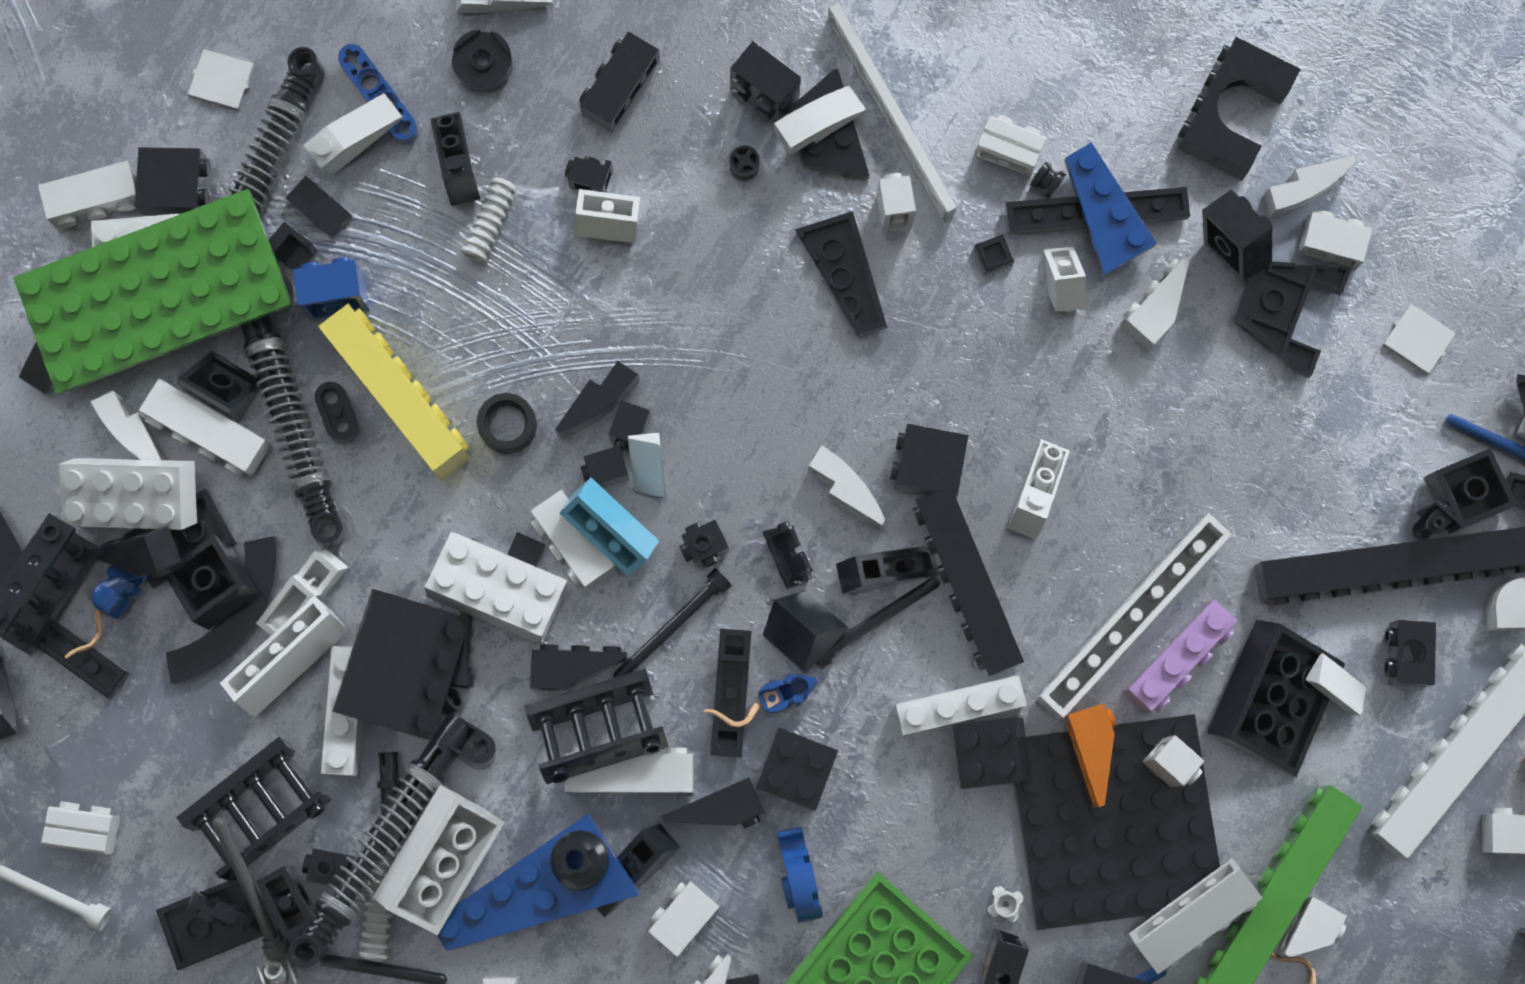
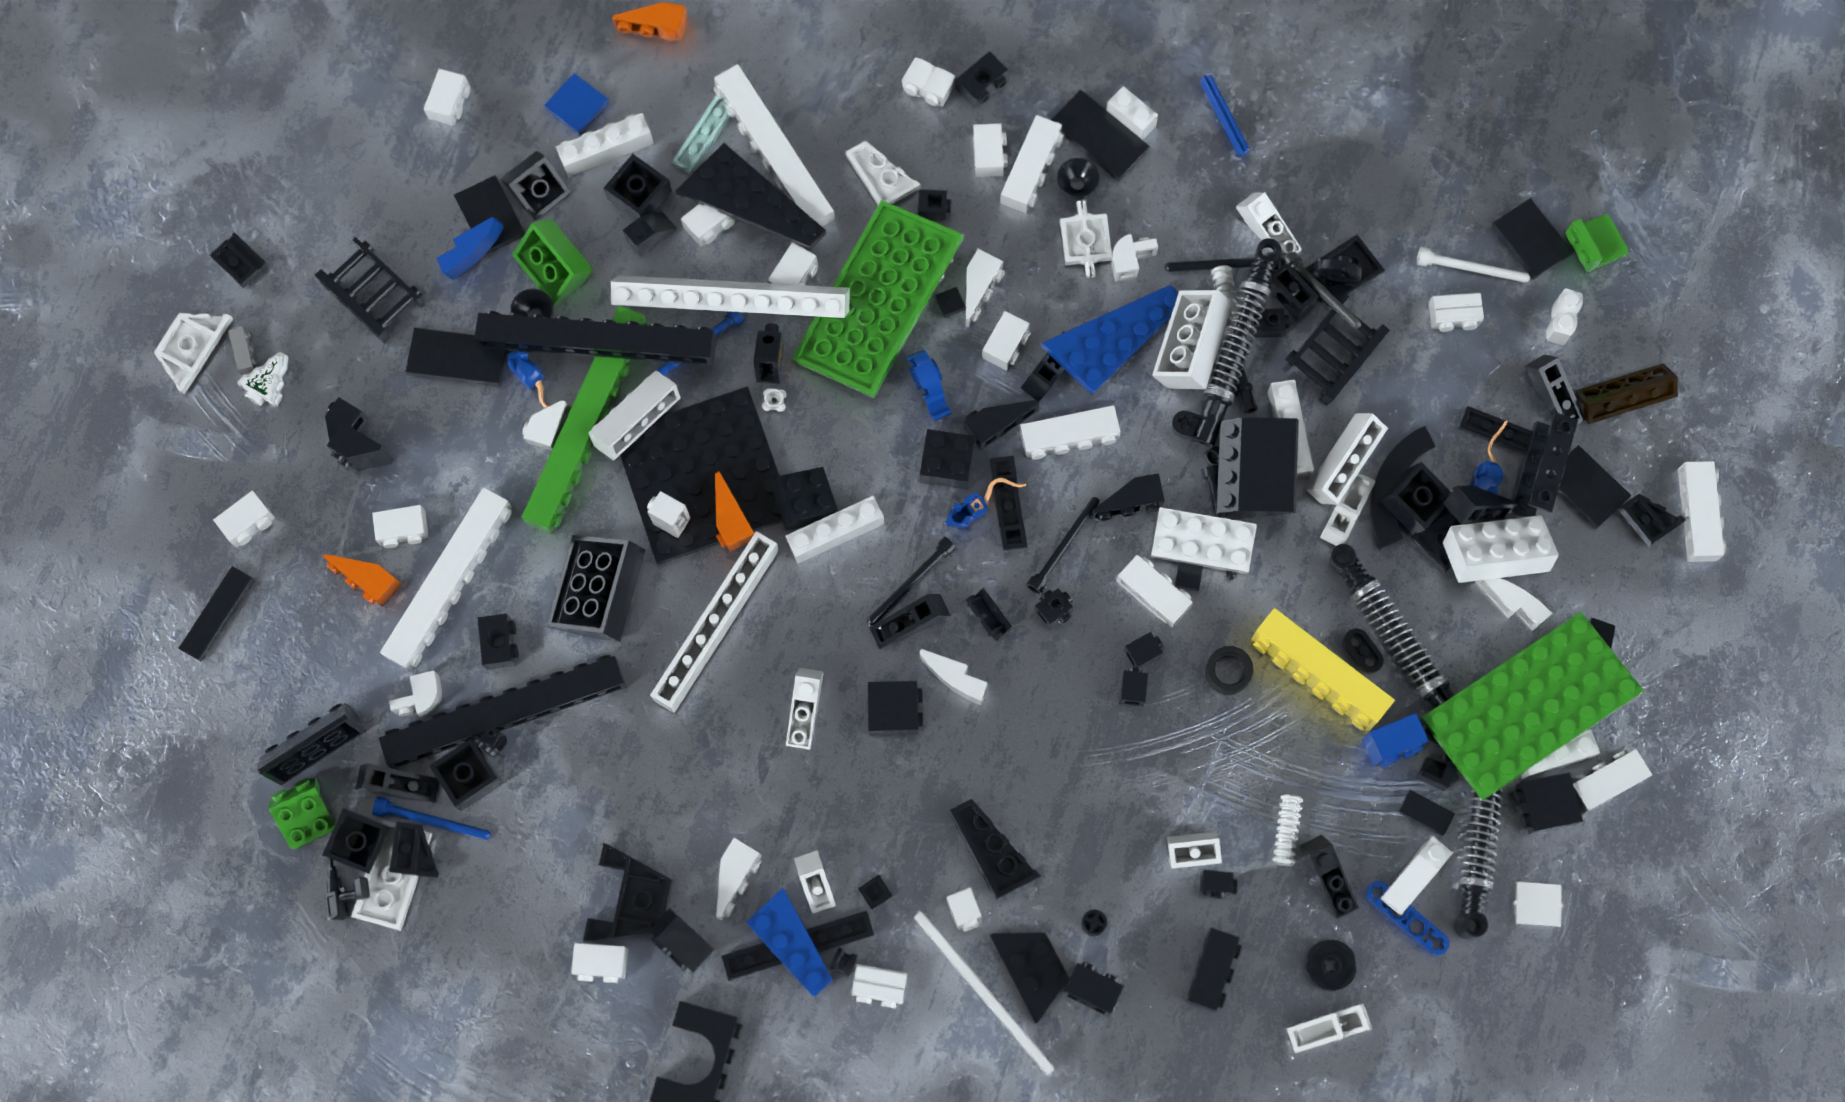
camera: 175 degrees right, 5 degrees down
(204, 427) = (1459, 614): white brick -> none
(221, 385) = (1458, 650): black slope -> none
(589, 700) = (1121, 469): black fence -> none
(595, 860) = (1084, 364): black piece -> none
(597, 400) = (1163, 703): black slope -> none
(609, 527) = (1129, 602): medium azure brick -> none
(647, 464) = (1112, 658): white slope -> none
(802, 629) = (964, 561): black slope -> none
(818, 119) = (1041, 967): white slope -> none
(969, 581) = (847, 620): black brick -> none
(1180, 656) = (674, 601): lavender brick -> none
(1305, 186) = (628, 1003): white slope -> none
(1337, 685) = (550, 605): white slope -> none
(1419, 339) = (519, 897): white piece -> none

